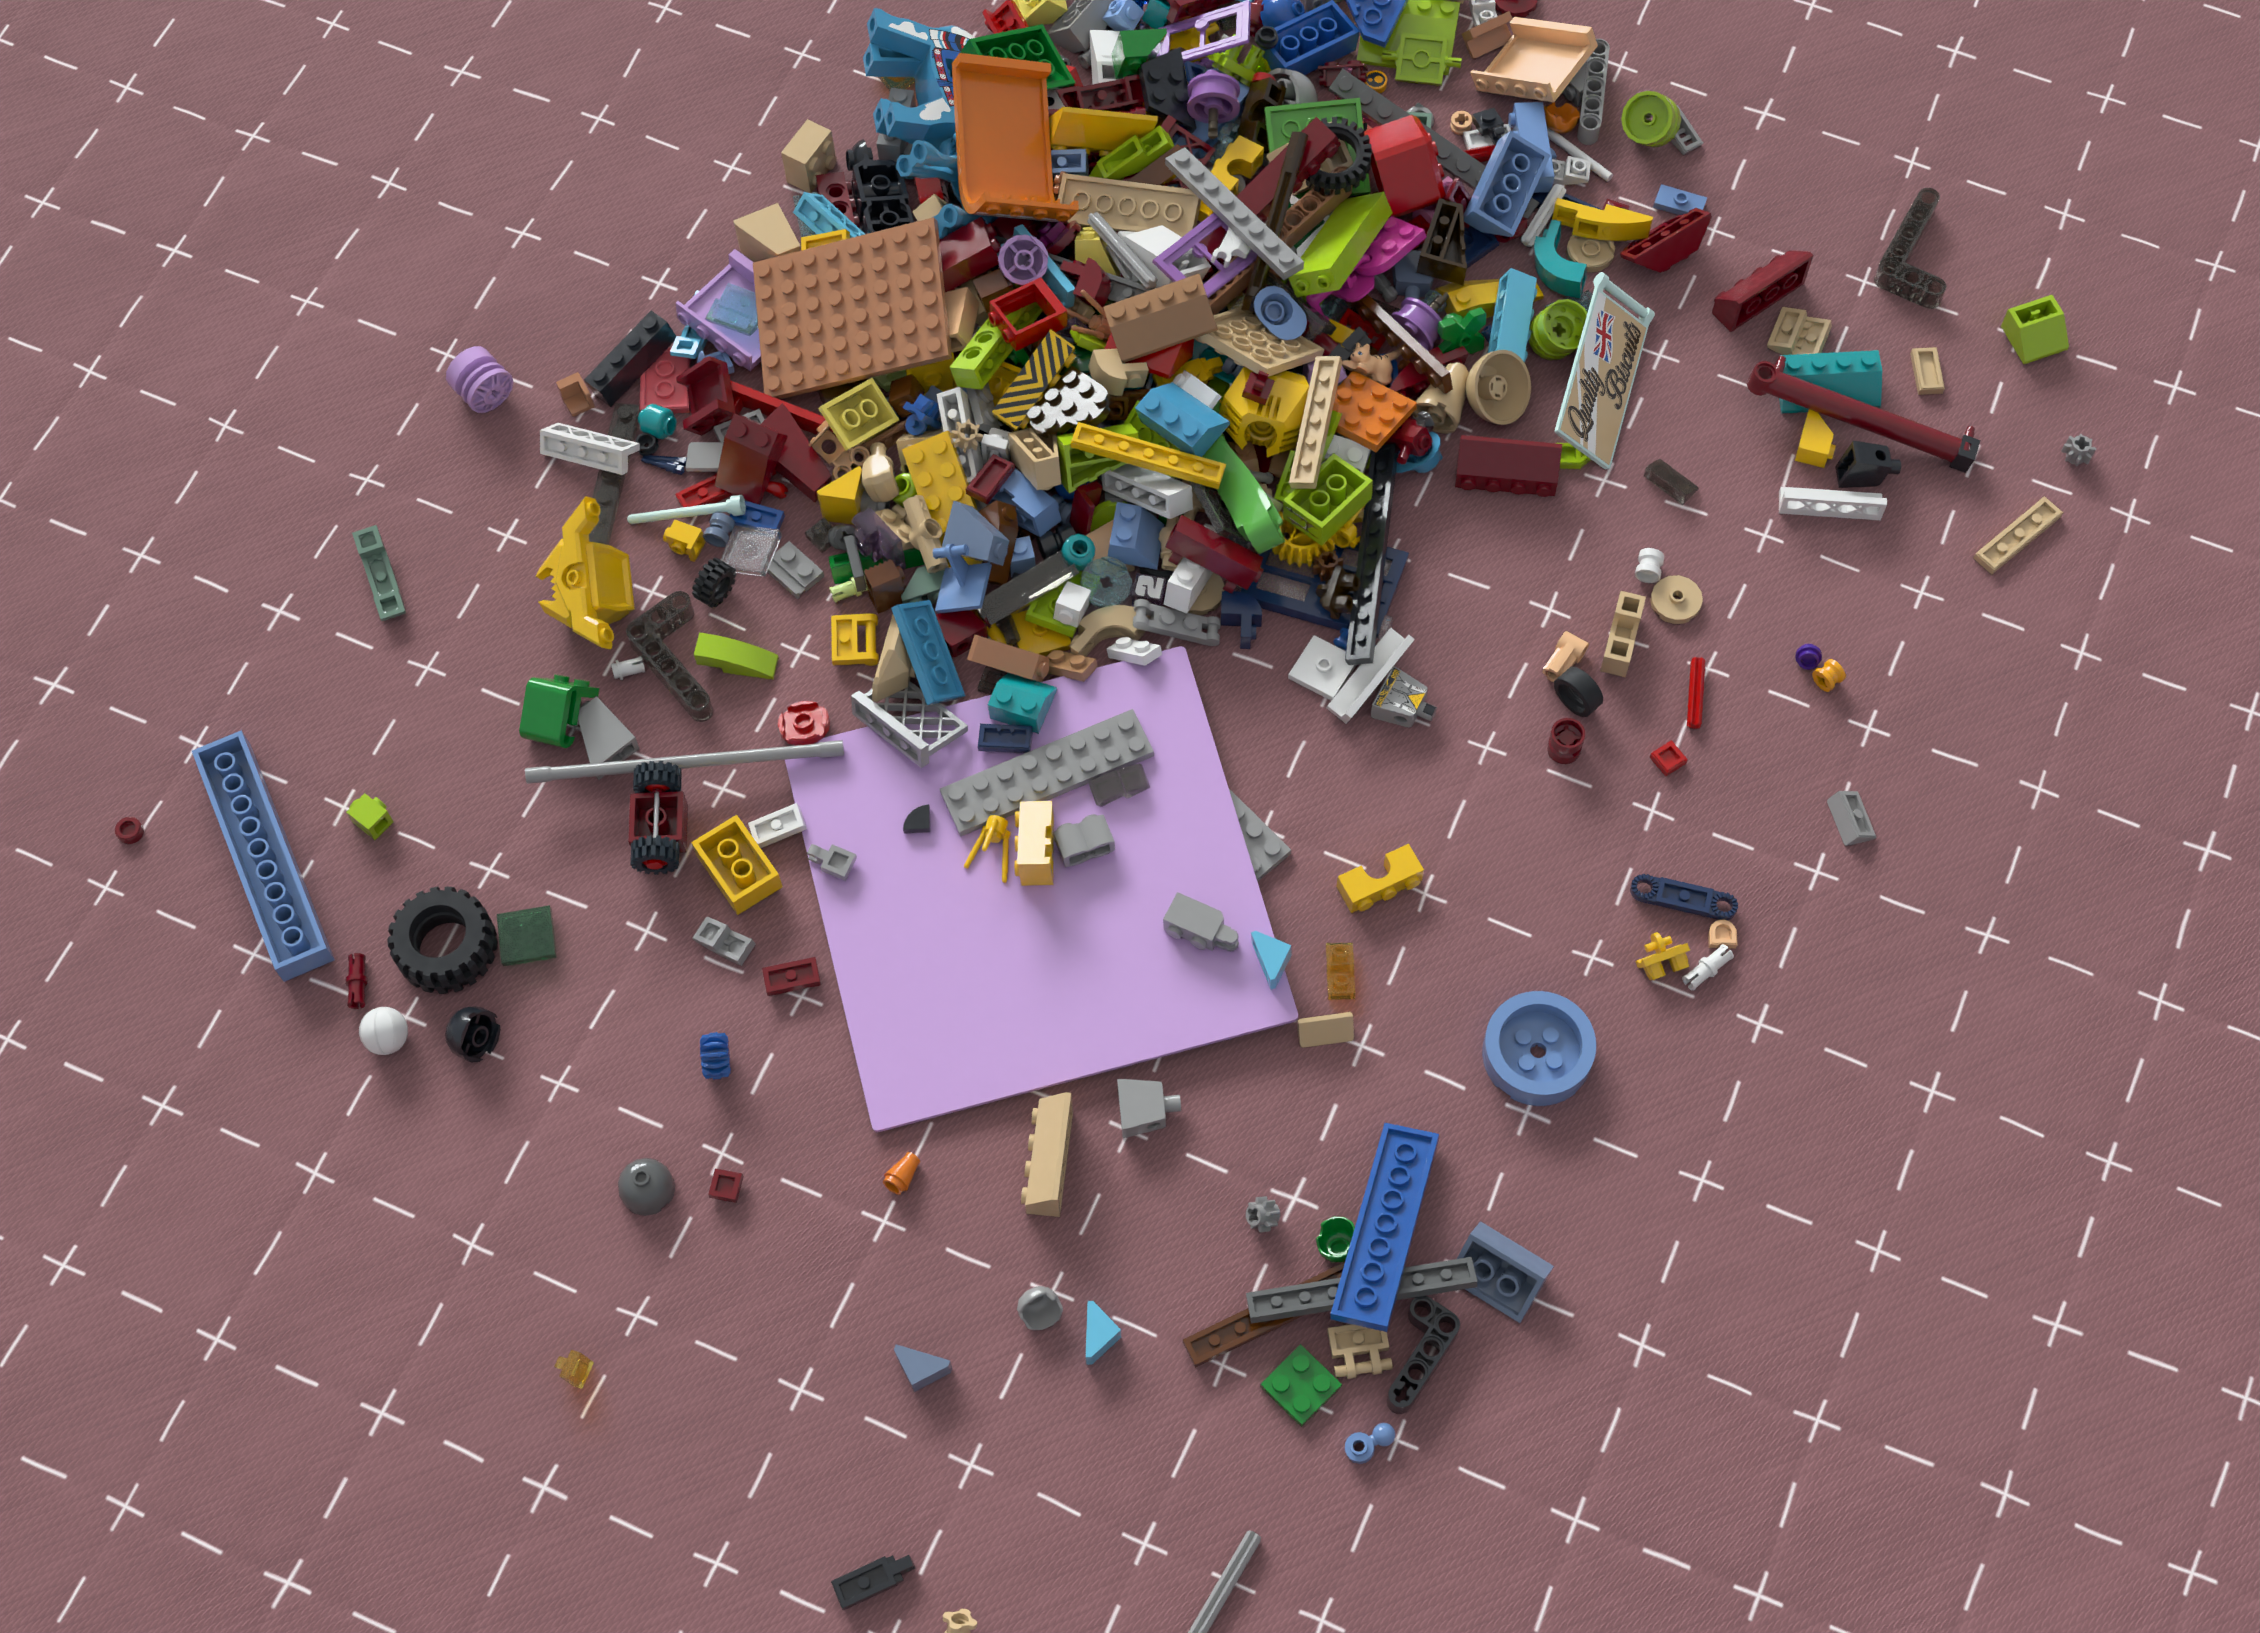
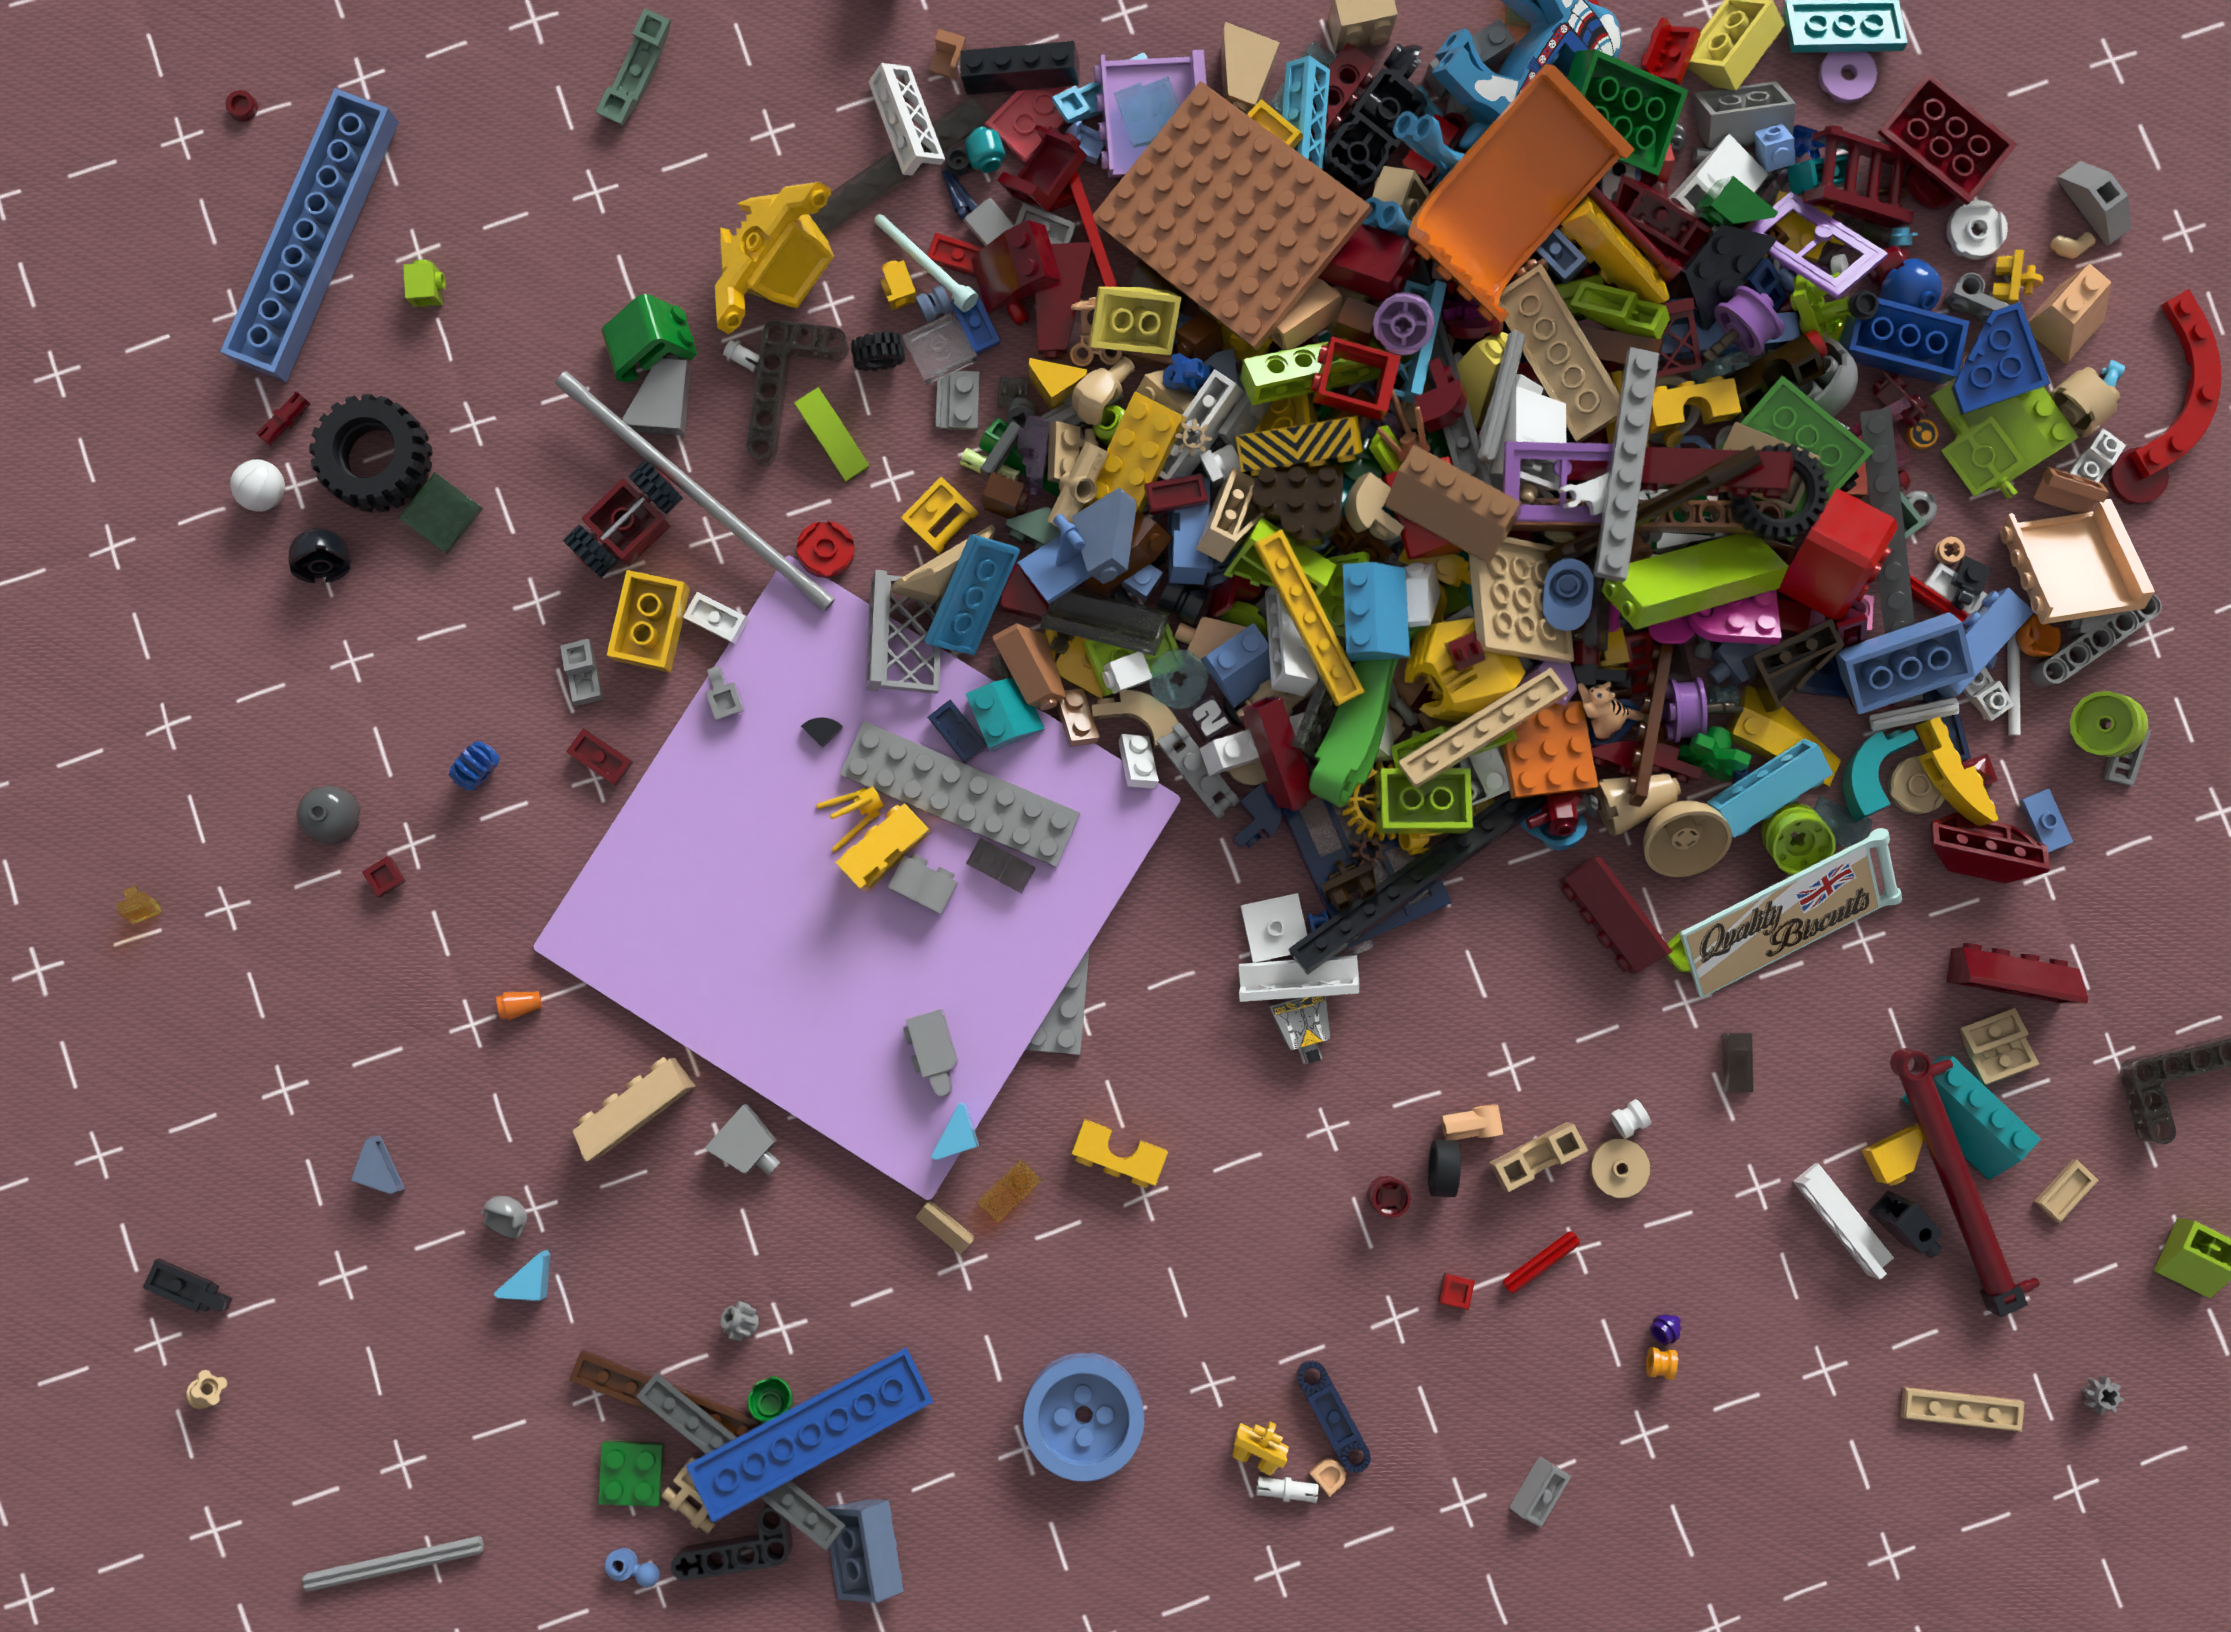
camera: 35 degrees right, 20 degrees up
(1078, 551) = (1184, 641): teal head -> none

